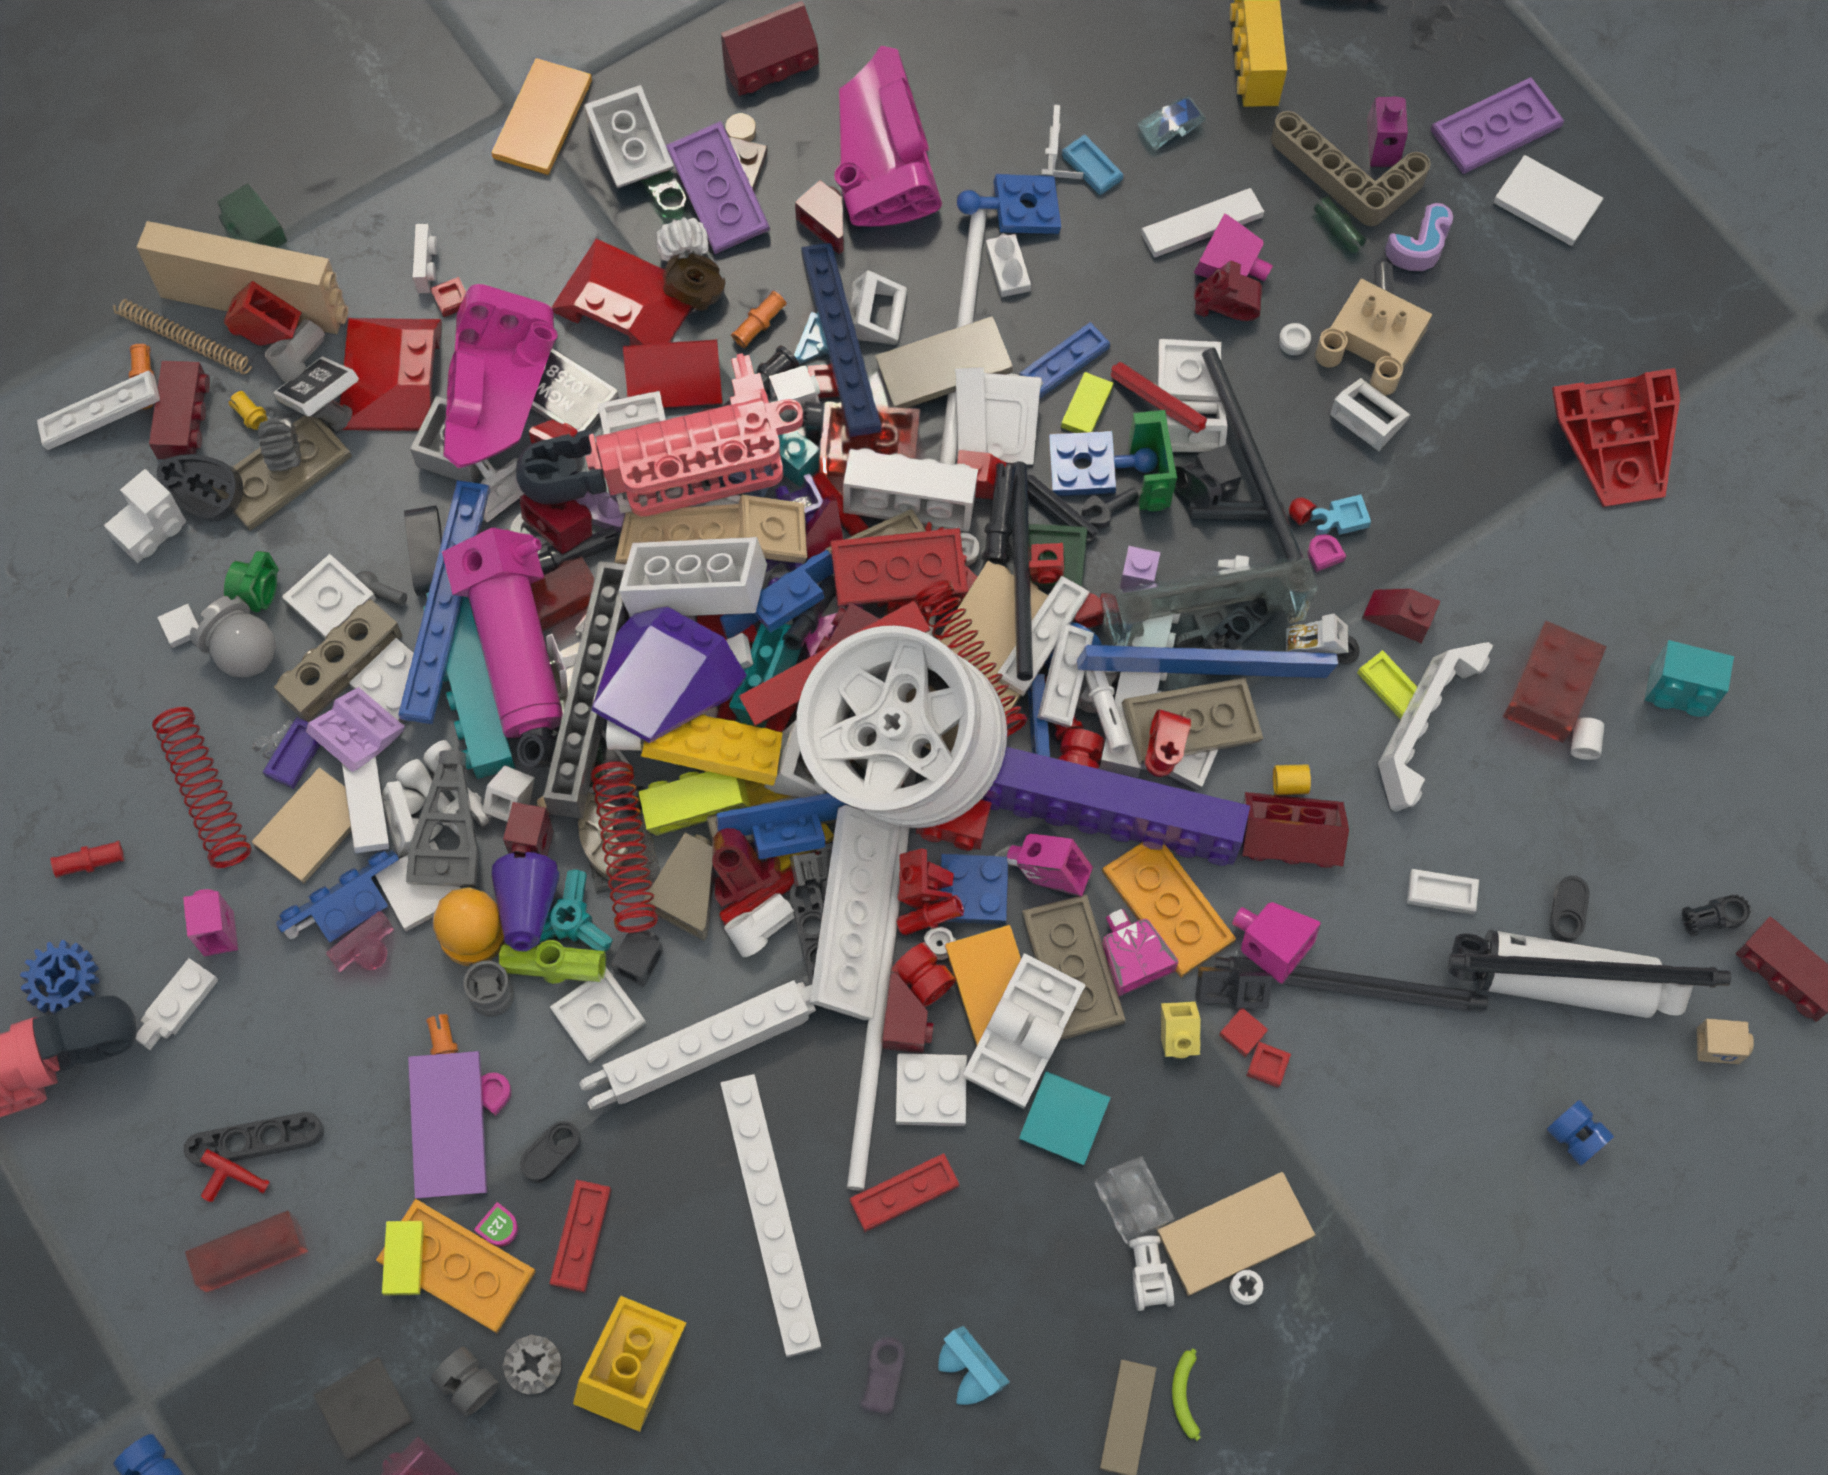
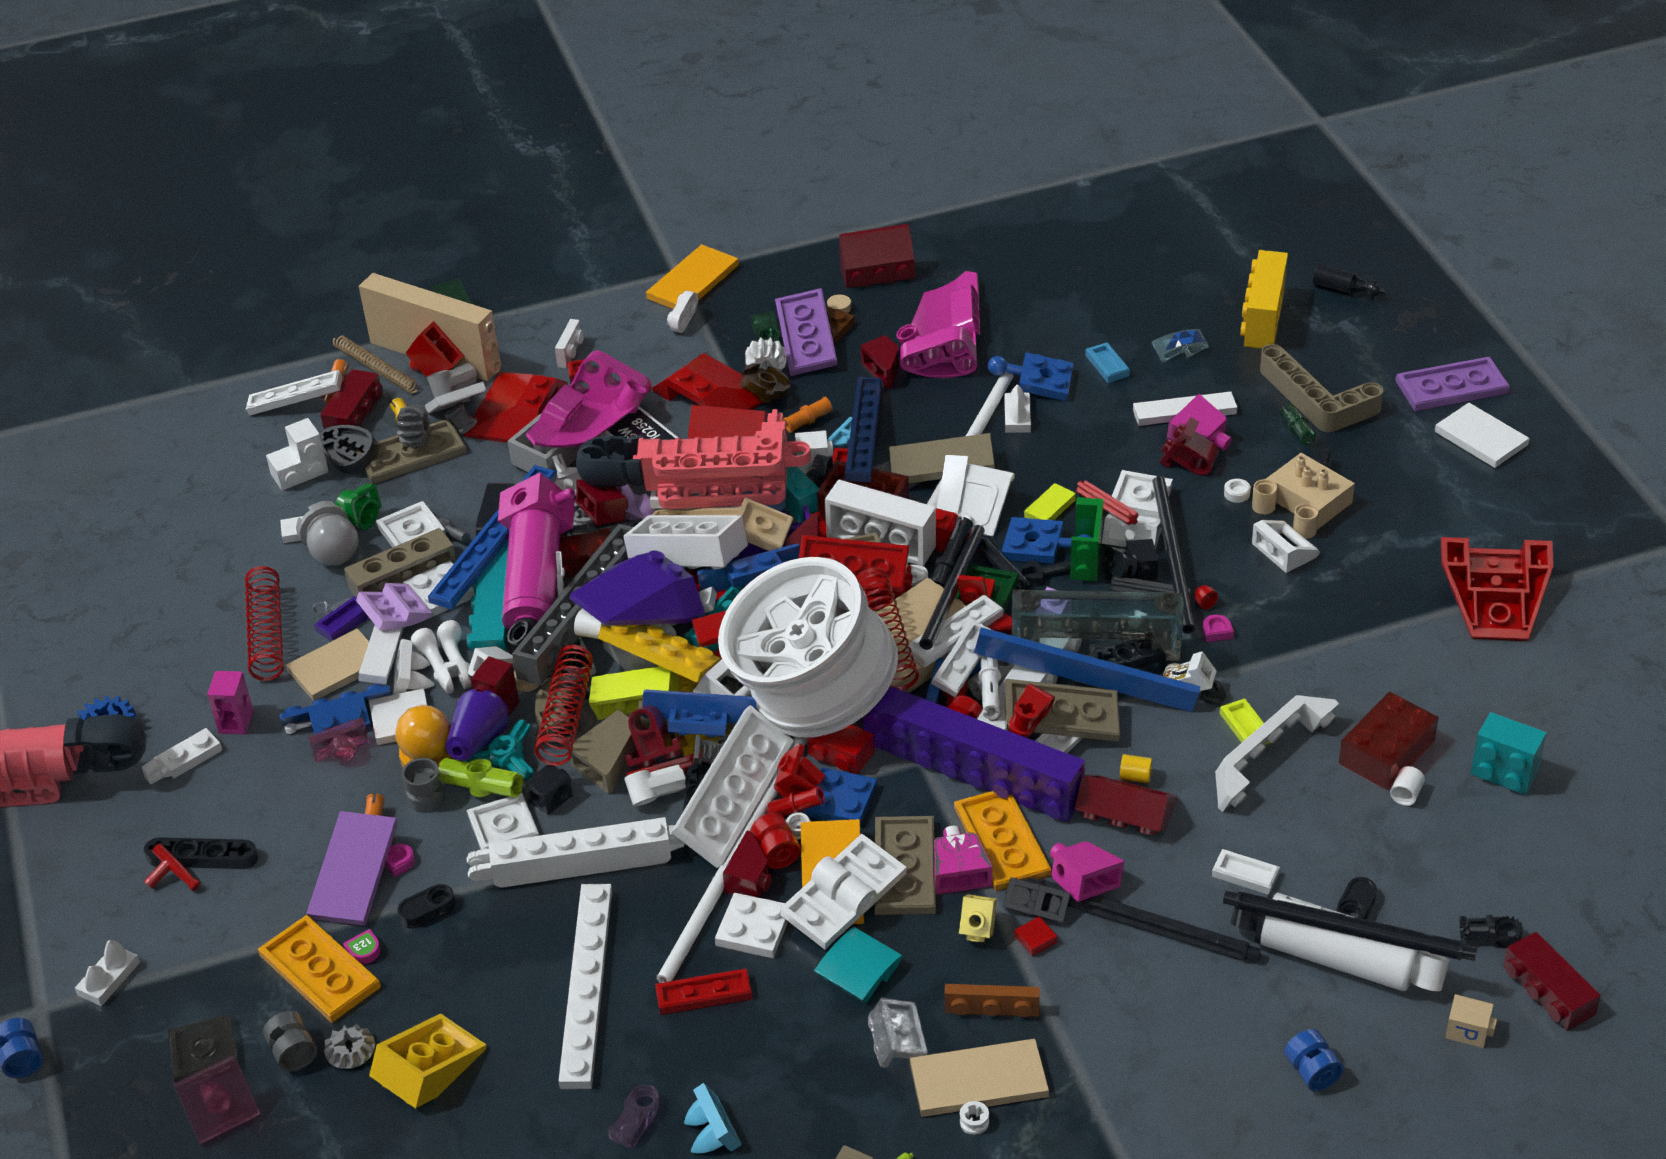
camera: 20 degrees right, 25 degrees down
(87, 859) = (161, 654): red pin -> none
(209, 1336) = (107, 974): none -> white tile
(246, 1251) = (160, 919): clear red brick -> none
(403, 1258) = (278, 948): neon yellow tile -> none
(445, 867) = (410, 694): dark grey plate -> none
(553, 169) = (683, 311): none -> white plate
(580, 1236) = (426, 968): red tile -> none
(628, 136) = (749, 290): white slope -> none
(861, 304) = (907, 407): white tile -> none
(1052, 863) = (910, 783): dark pink torso -> none
(1053, 149) = (1080, 339): white piece -> none
(1067, 358) = (1044, 475): blue tile -> none
(1150, 1280) = (891, 1086): white connector -> none
(1224, 1135) = (992, 1000): none -> dark orange plate
(1268, 1064) = (1050, 963): red tile -> none
(1344, 514) = (1241, 605): medium azure plate -> none
(1387, 120) = (1355, 358): magenta torso -> none
(1402, 611) = (1272, 675): dark red slope -> none
(1426, 251) = (1366, 447): lavender animal -> none

